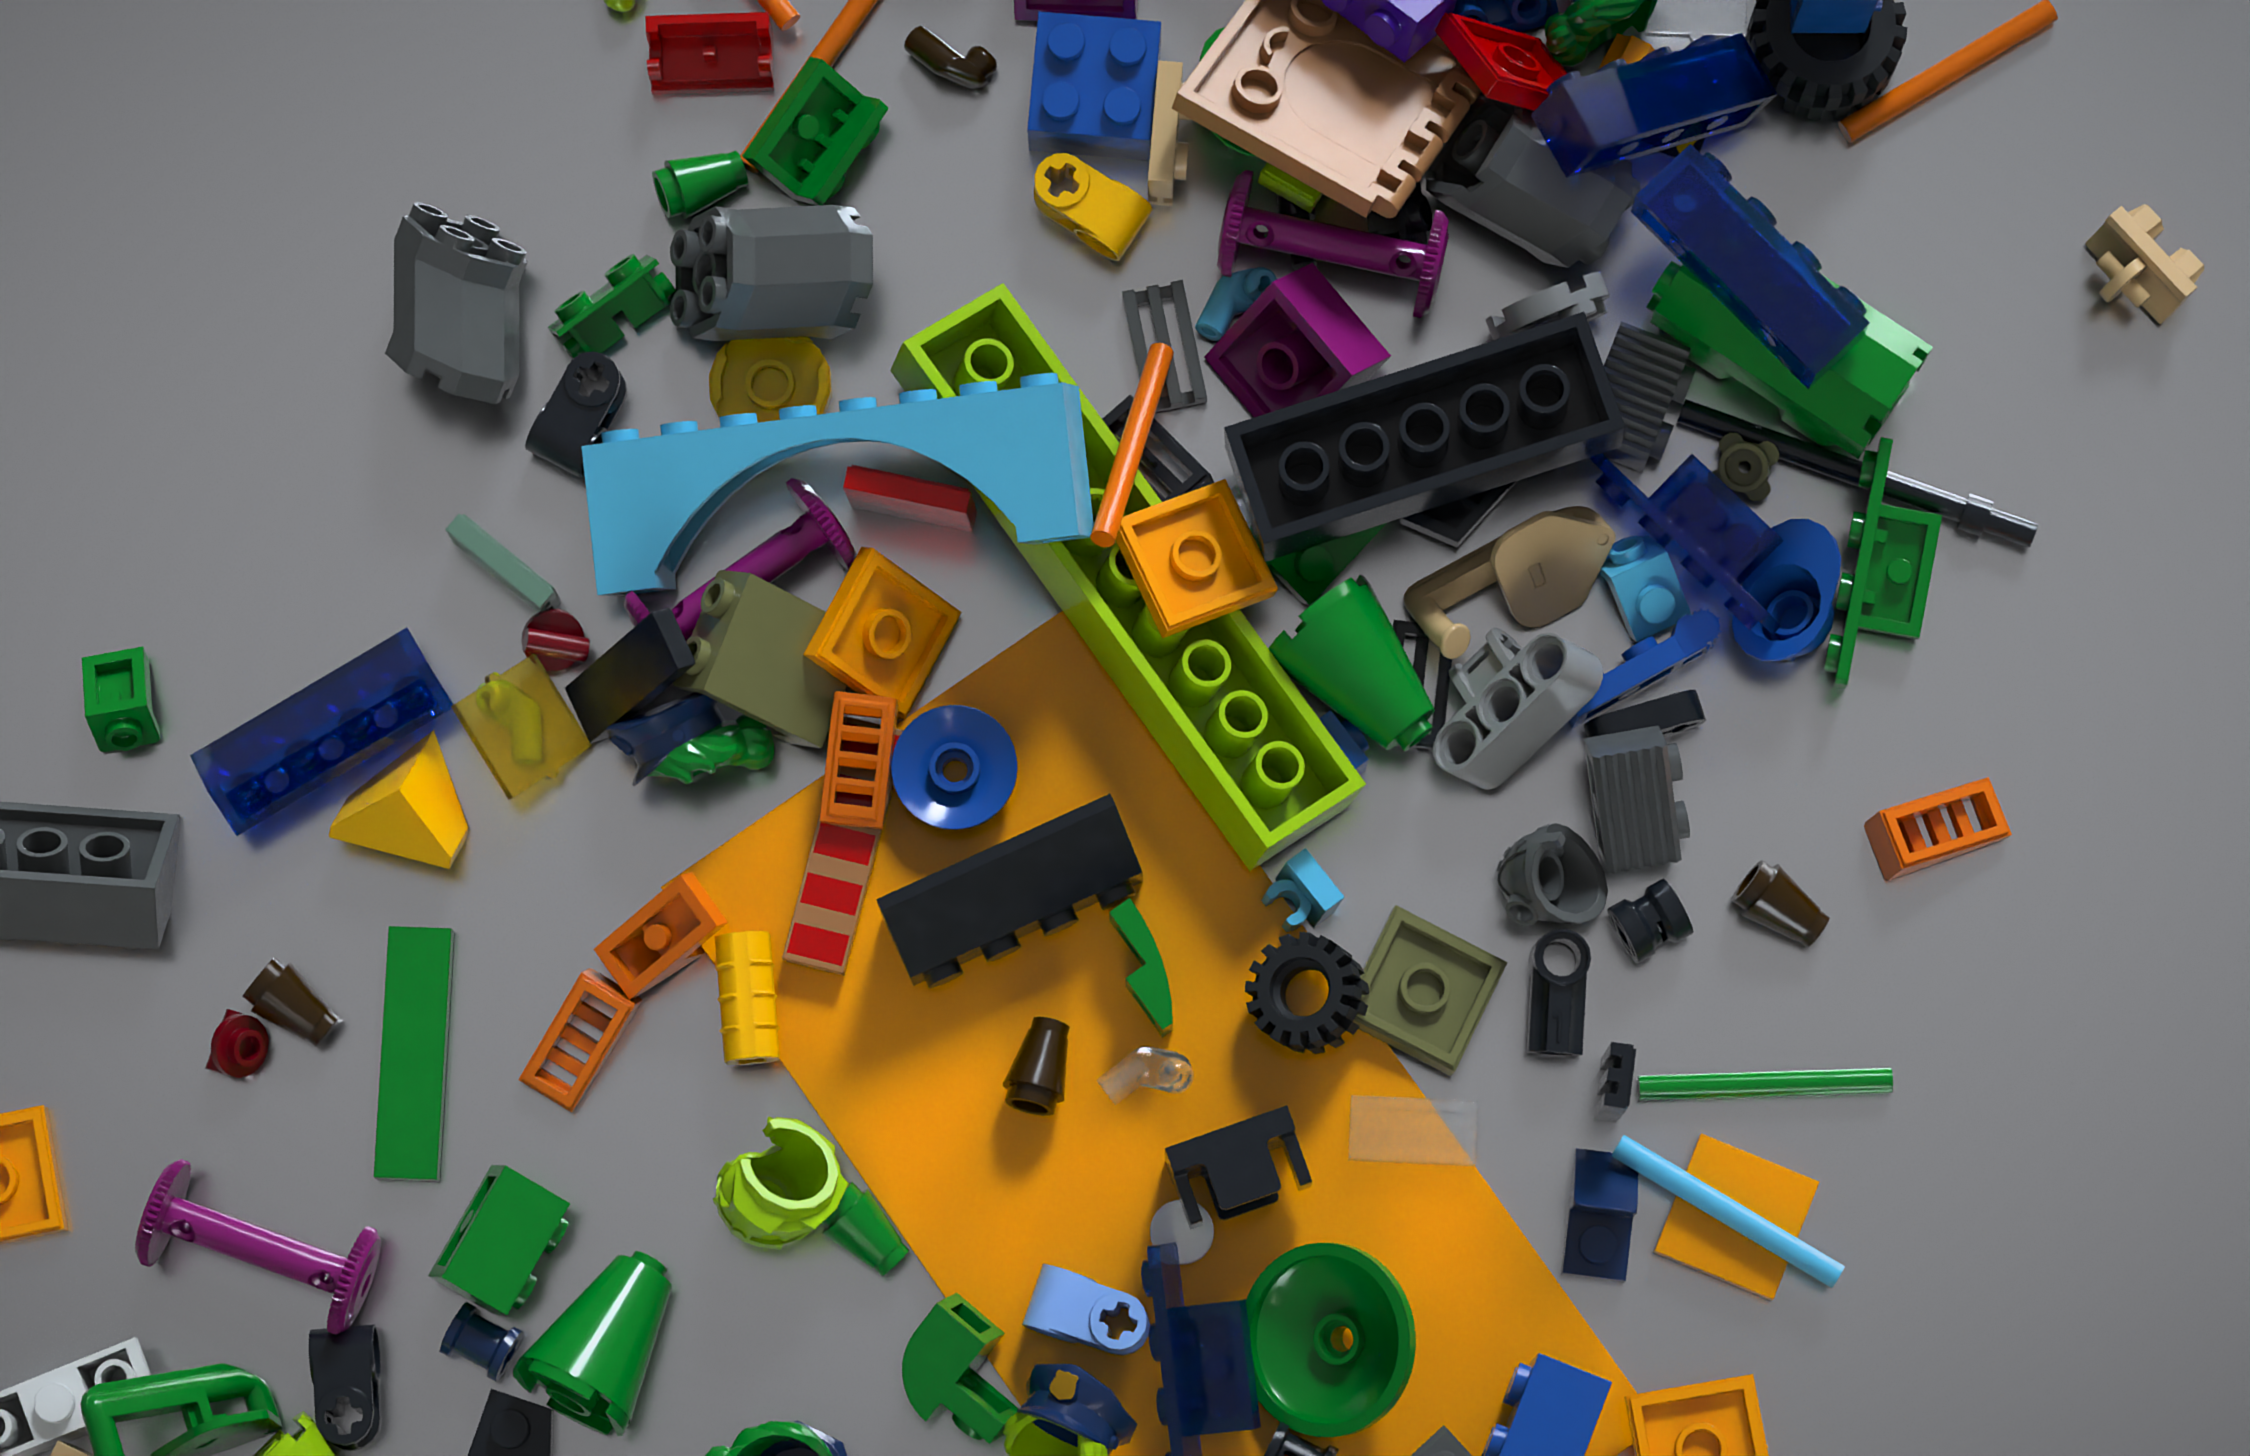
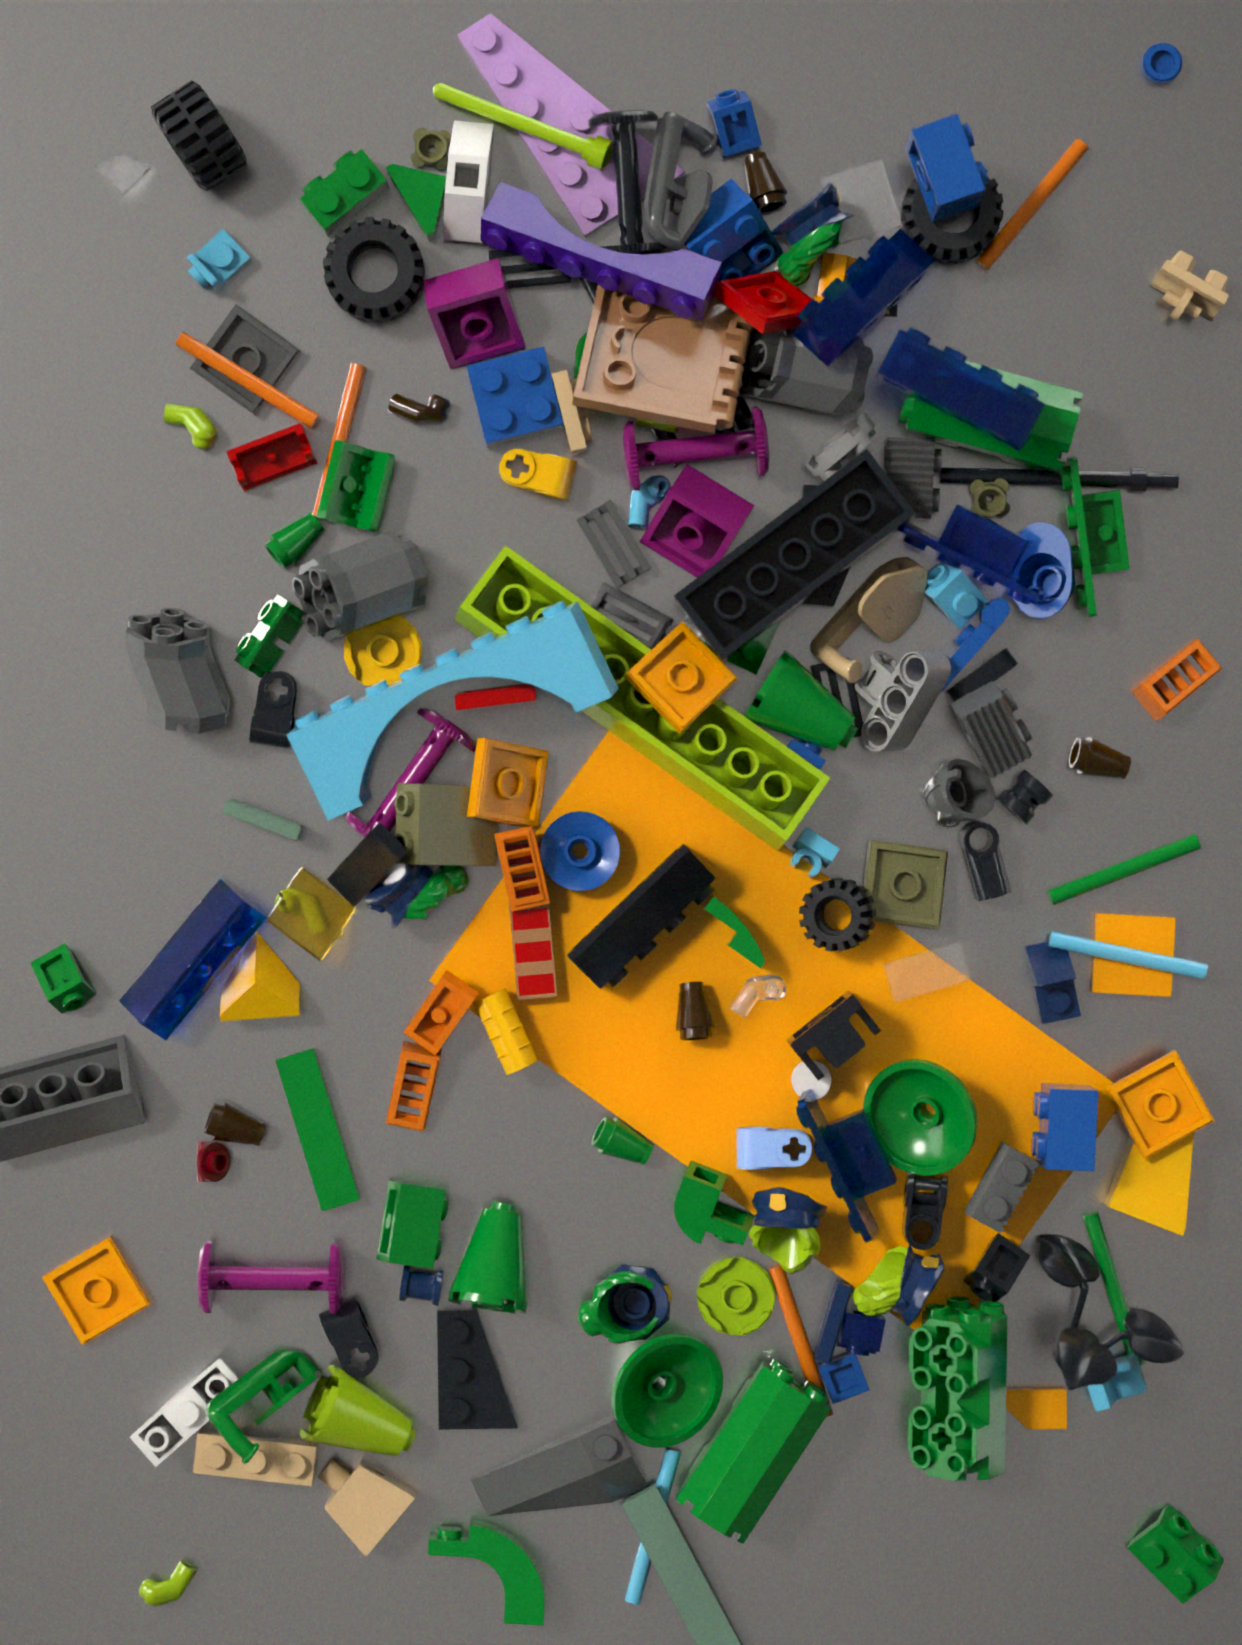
camera: 20 degrees left, 10 degrees up
(555, 639) = (311, 853): dark red plate -> none
(783, 1190) = (567, 1136): lime helmet -> none
(1131, 445) = (619, 620): orange bar -> none
(1616, 1081) = (1039, 904): black tile -> none

